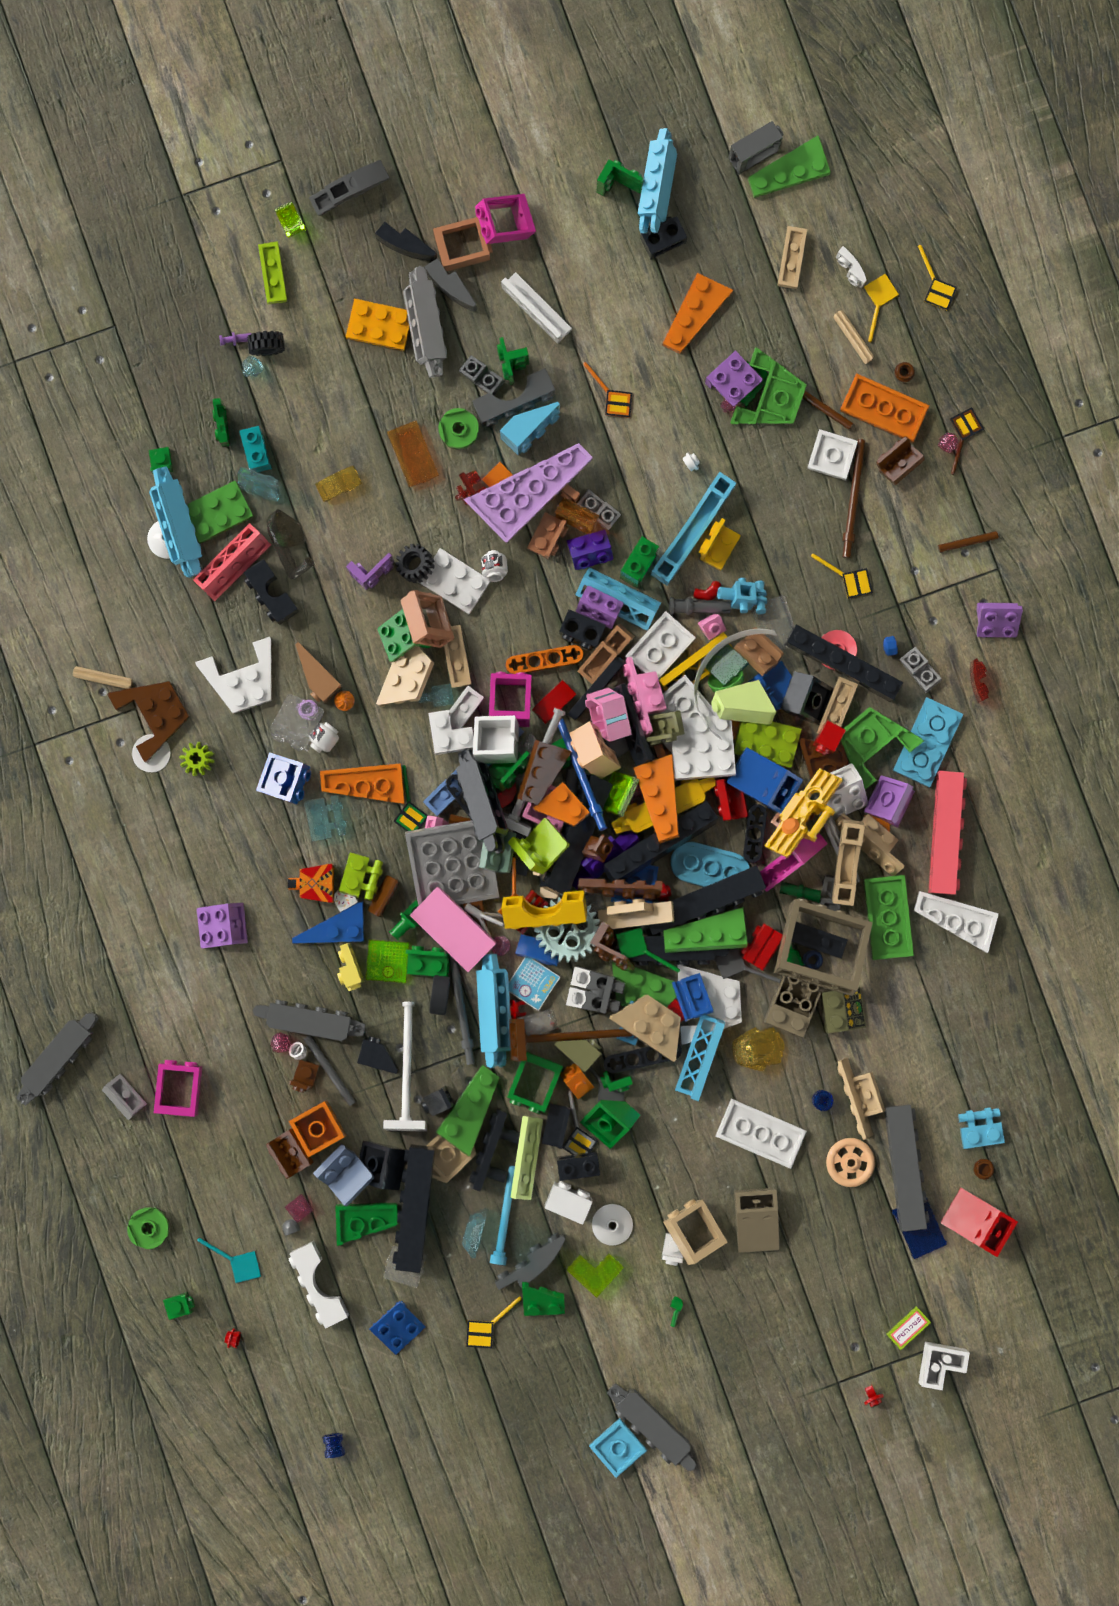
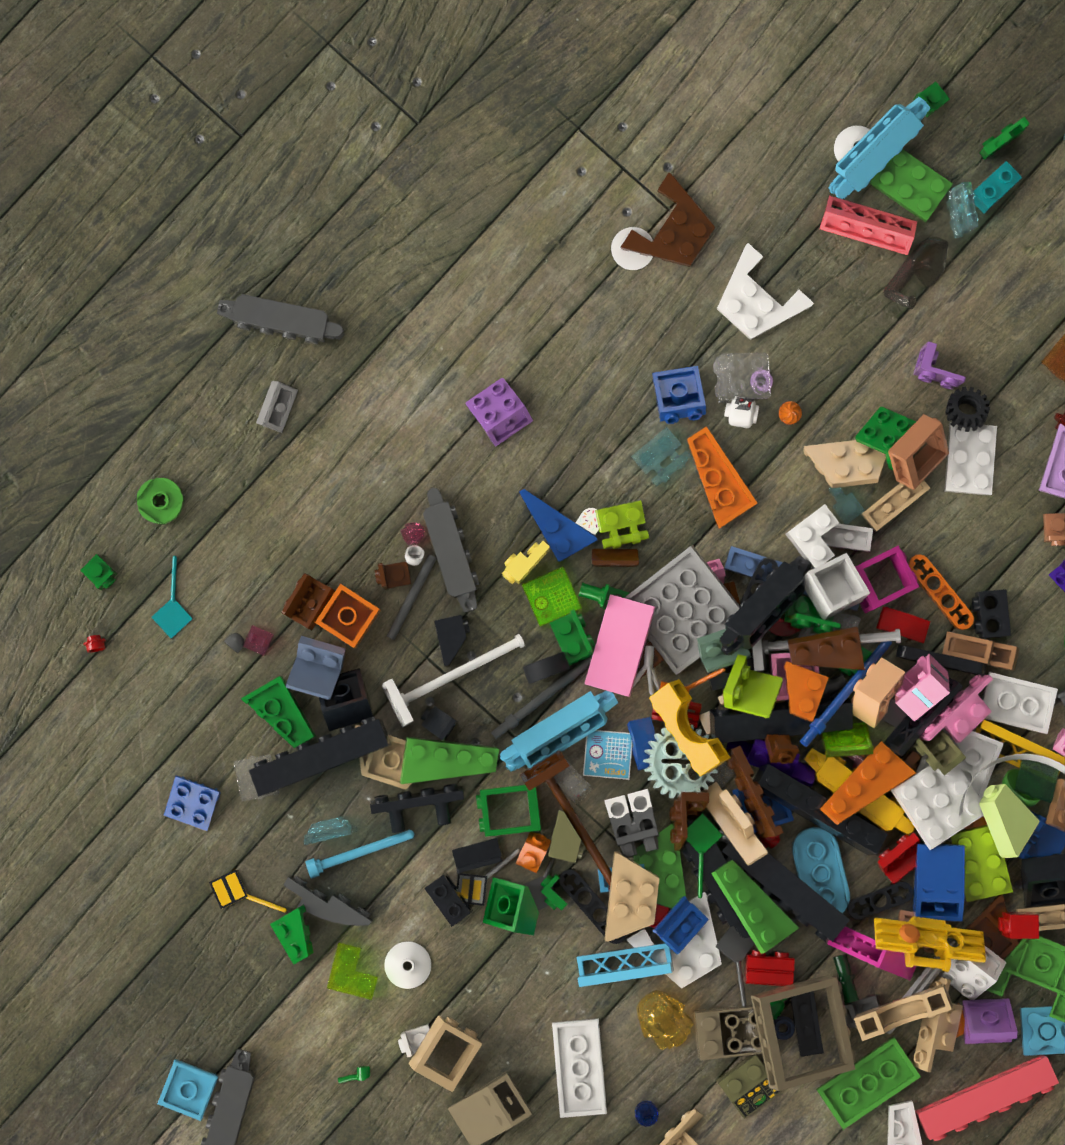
camera: 60 degrees right, 0 degrees up
(101, 677) = (682, 159): tan axle -> none
(191, 1111) = (290, 463): dark pink window -> none
(202, 752) = (660, 300): lime gear -> none
(260, 578) = (867, 262): black arch -> none
(315, 883) = (591, 482): torso -> none
(318, 678) = (797, 377): medium nougat slope -> none
(329, 1308) = (175, 724): white arch -> none
(333, 1445) = (41, 801): clear blue wheel -> none
(338, 483) = (1006, 288): clear yellow slope -> none
(410, 816) = (709, 541): piece -> none
(494, 566) = (1008, 490): white head -> none
(502, 946) = (628, 704): clear pink plate -> none
(514, 1009) = (572, 750): red plate -> none
(526, 1158) = (429, 842): yellowish green plate -> none
(569, 1202) = (407, 909): white piece -> none
(599, 606) = (1025, 619): medium lavender bracket -> none
(632, 598) = (1051, 633): medium azure fence -> none

